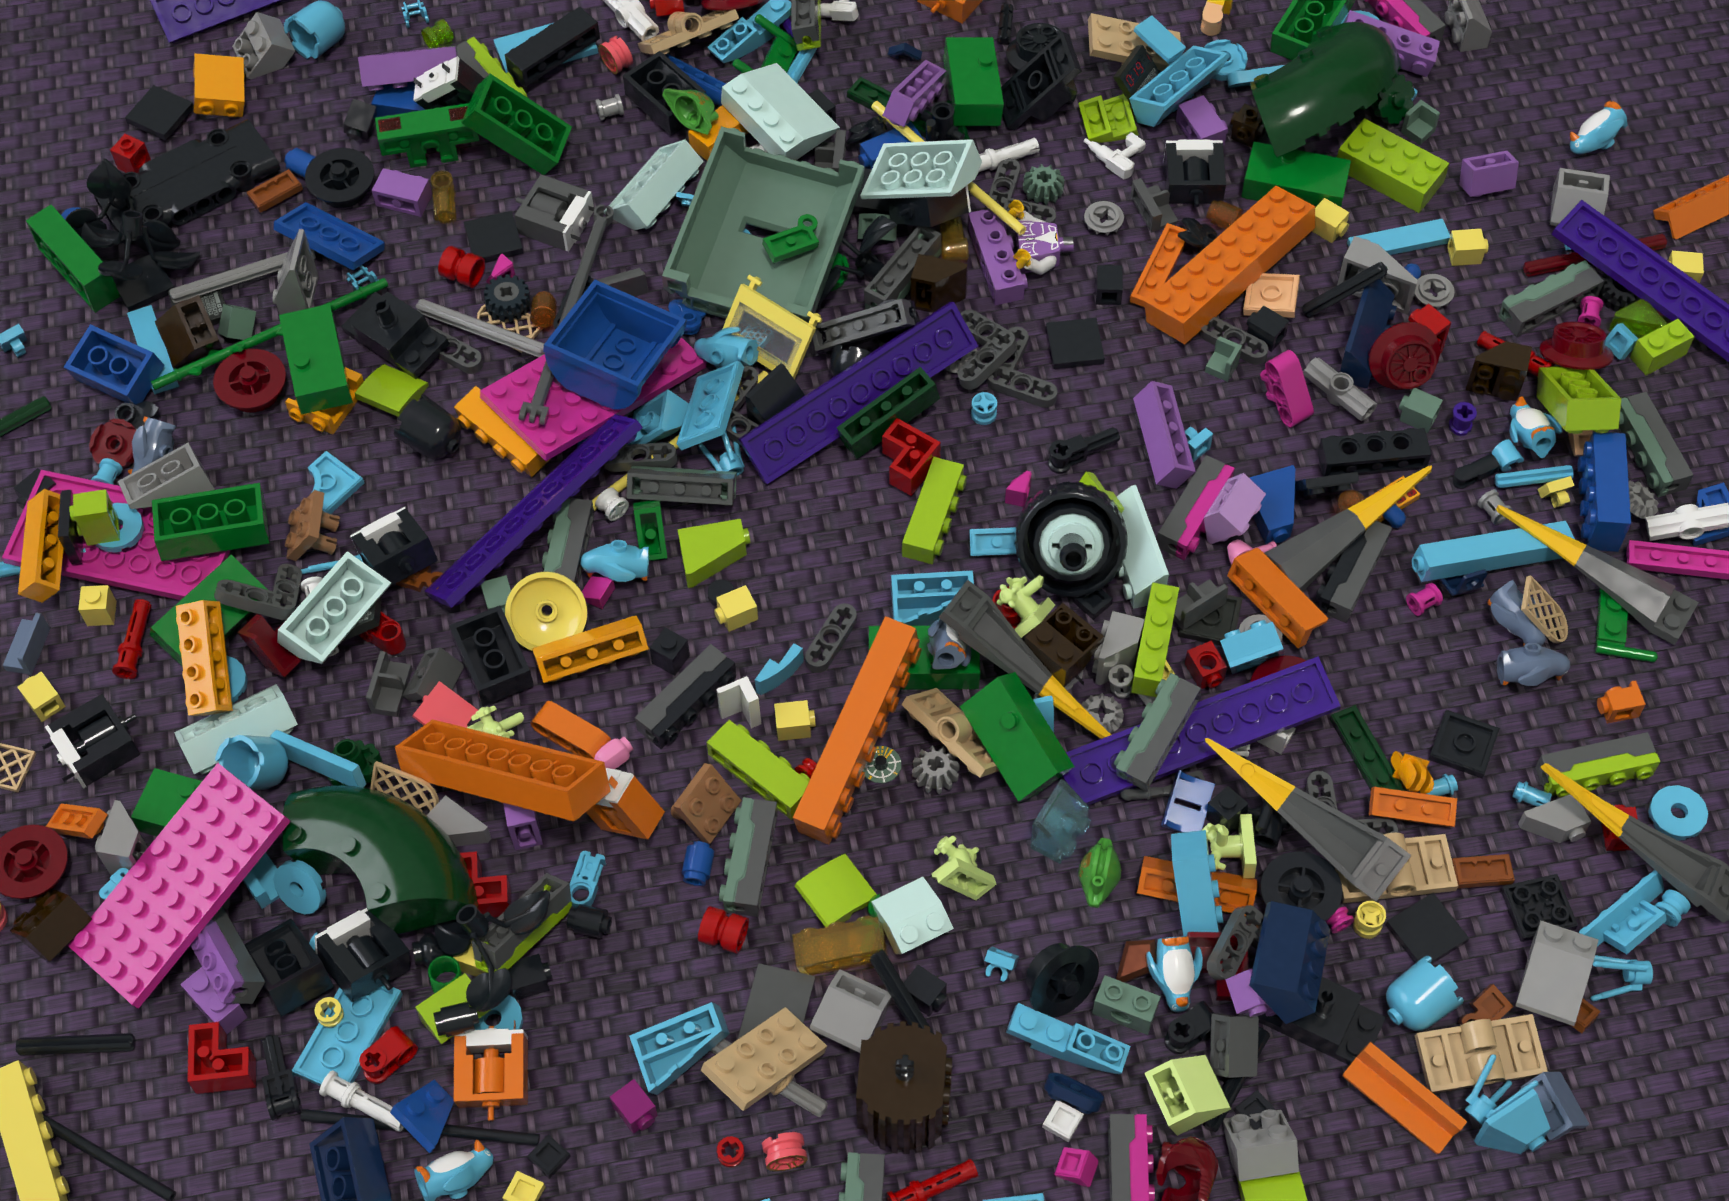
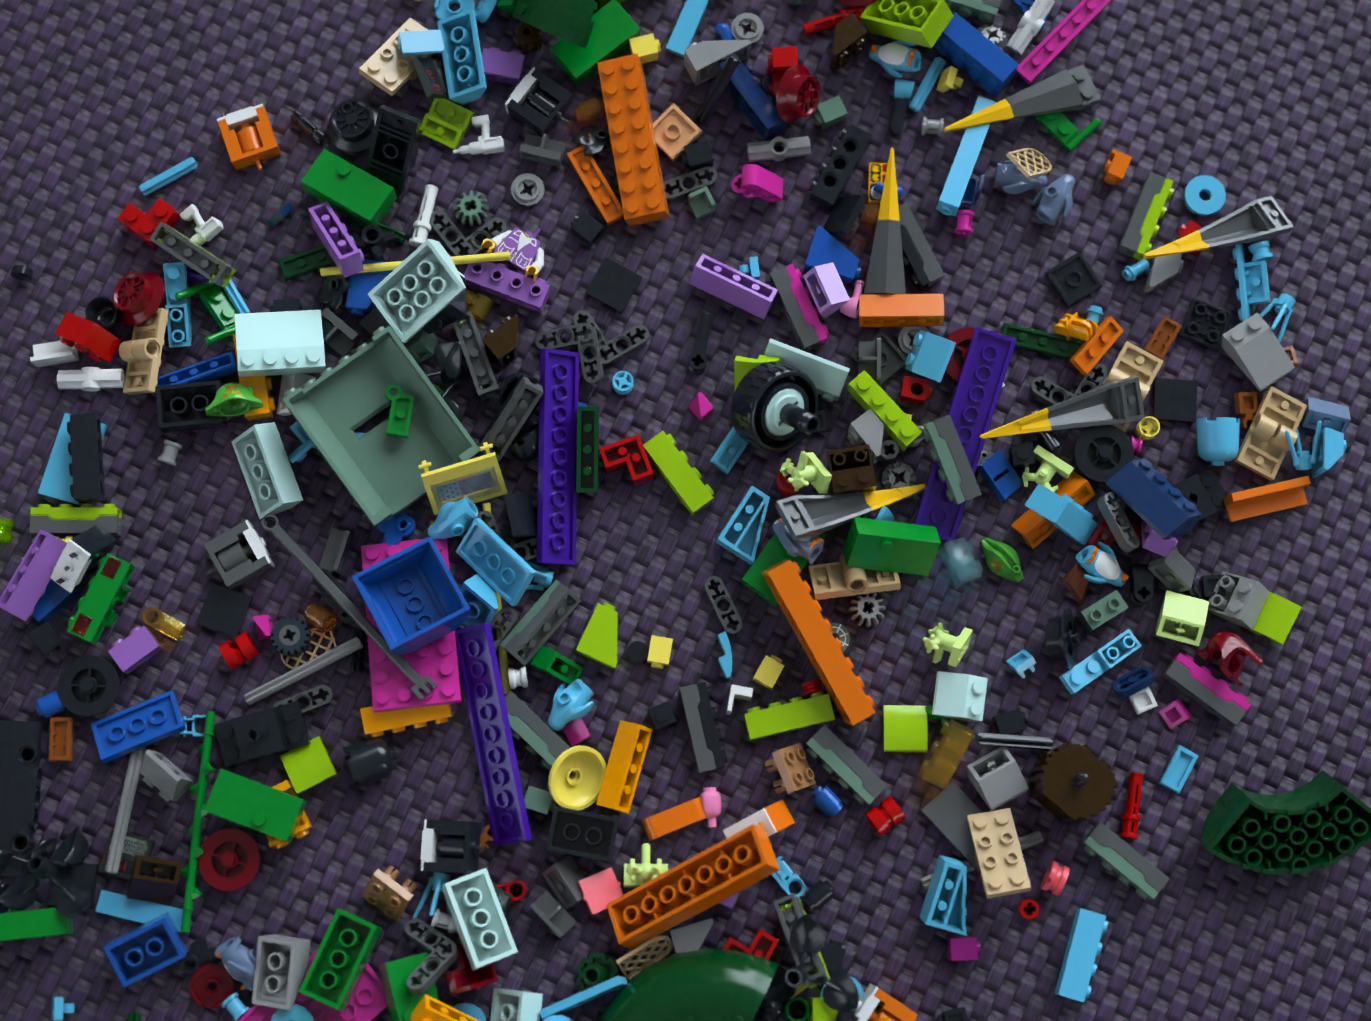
camera: 60 degrees left, 20 degrees up
(236, 322) = (165, 837): sand green panel -> none
(334, 480) = (357, 852): medium azure tile -> none
(516, 124) = (149, 533): green brick -> none
(615, 55) = (126, 416): coral wheel -> none
(1462, 418) = (859, 97): dark purple bush -> none

